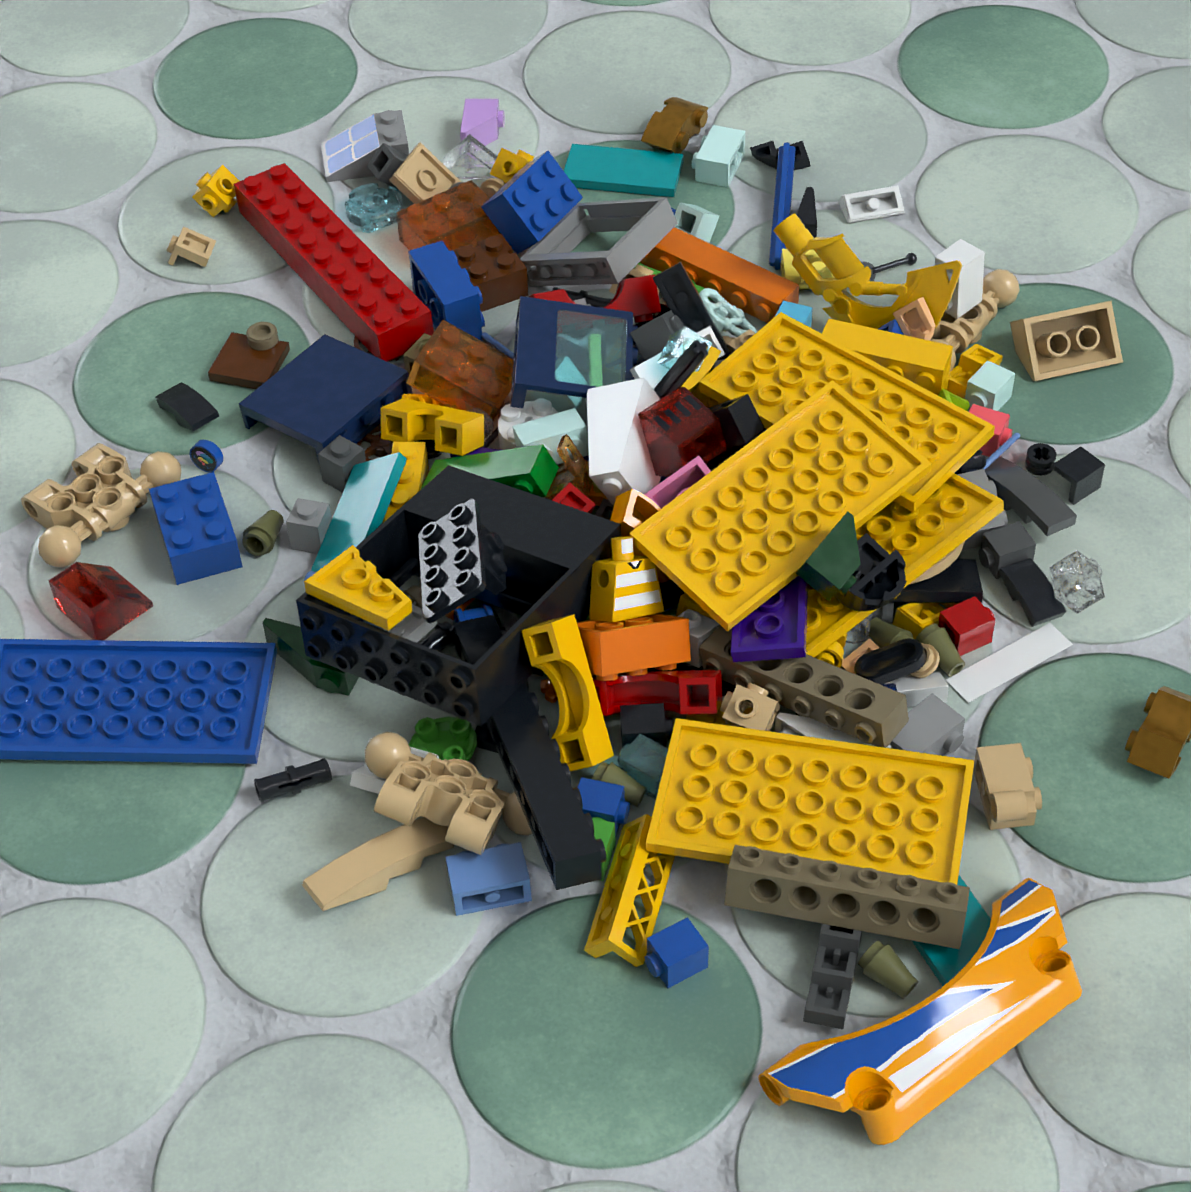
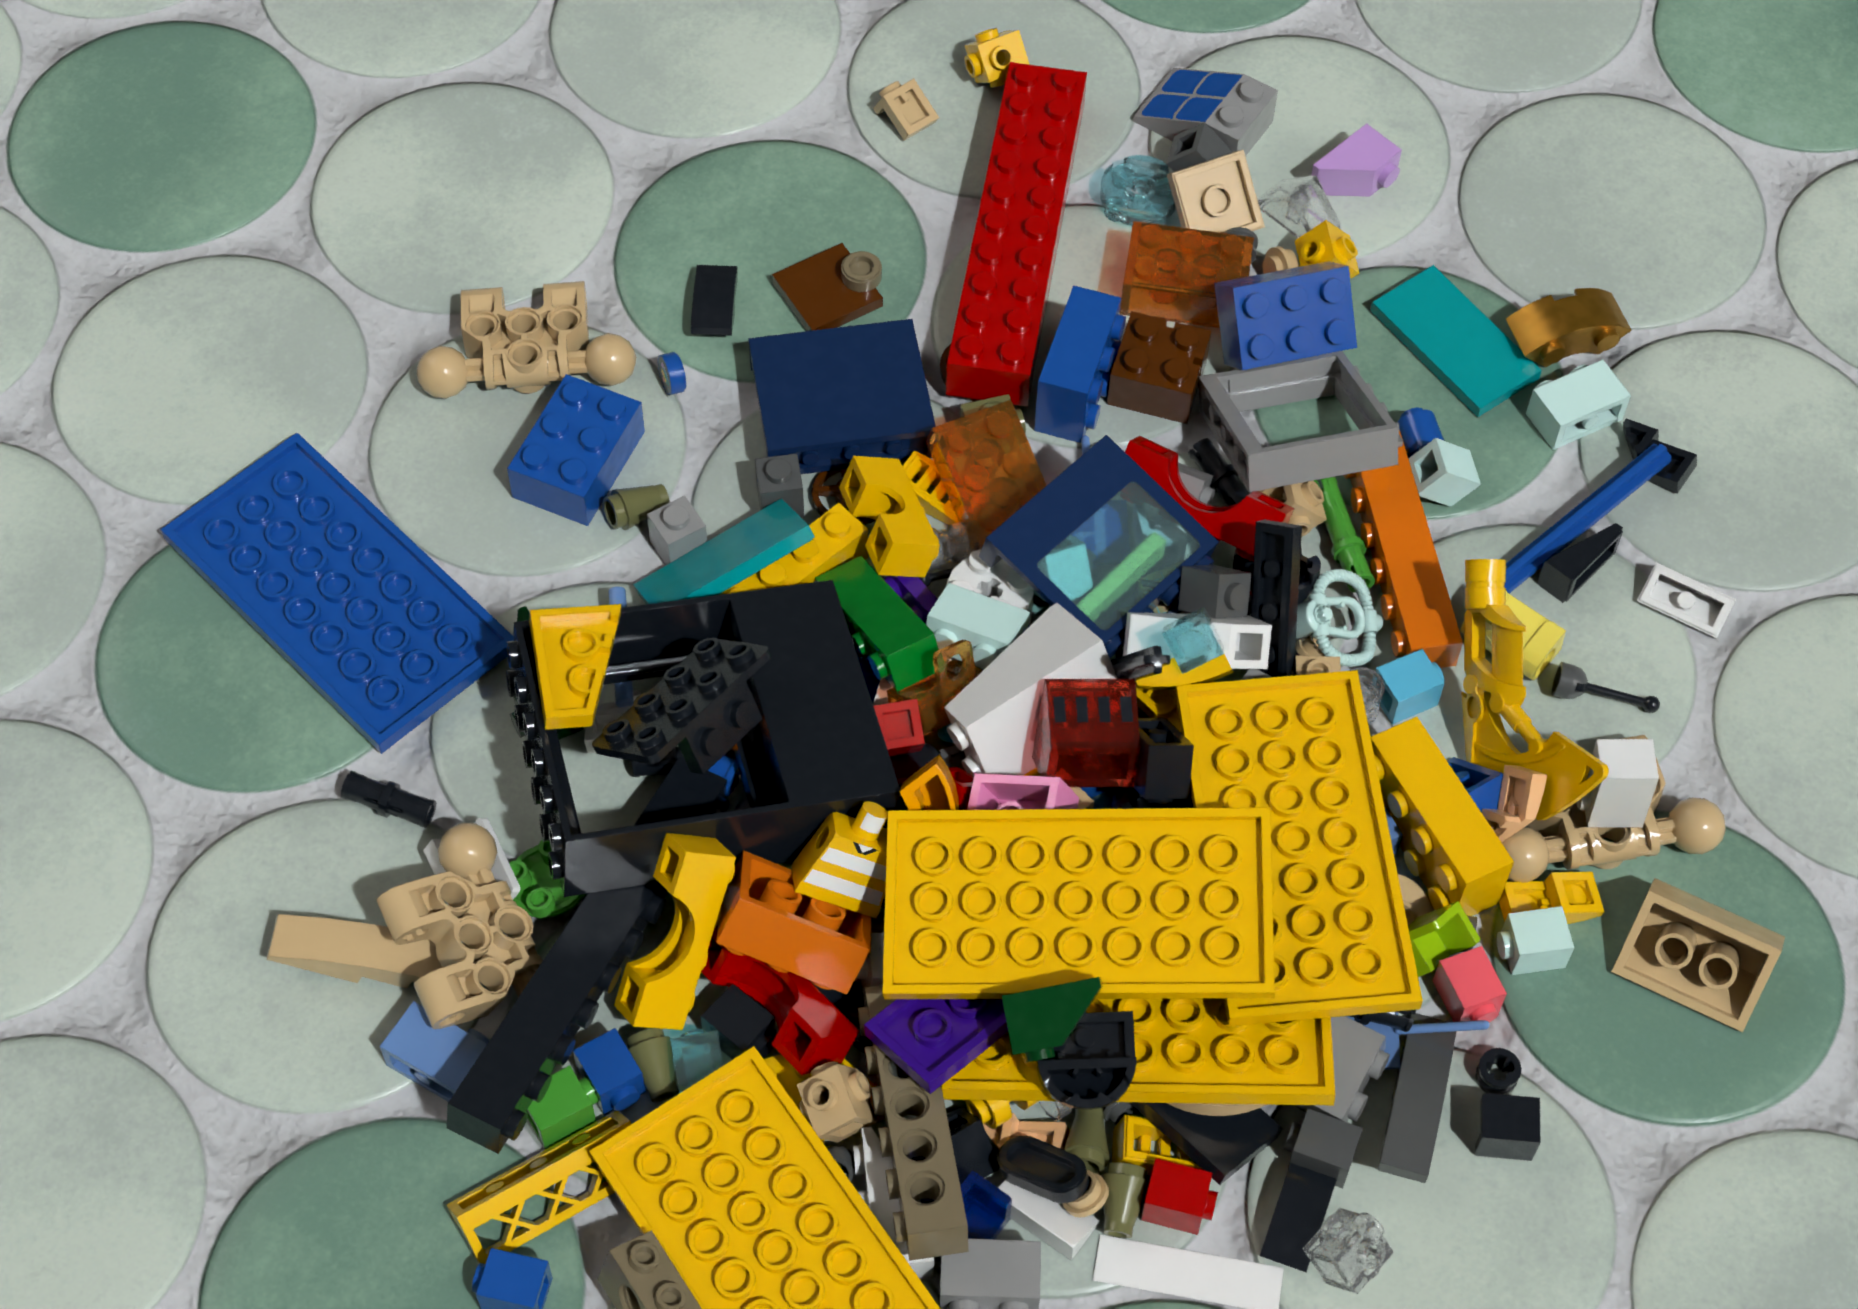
camera: 40 degrees right, 10 degrees up
(97, 598) = (419, 458): clear red slope -> none

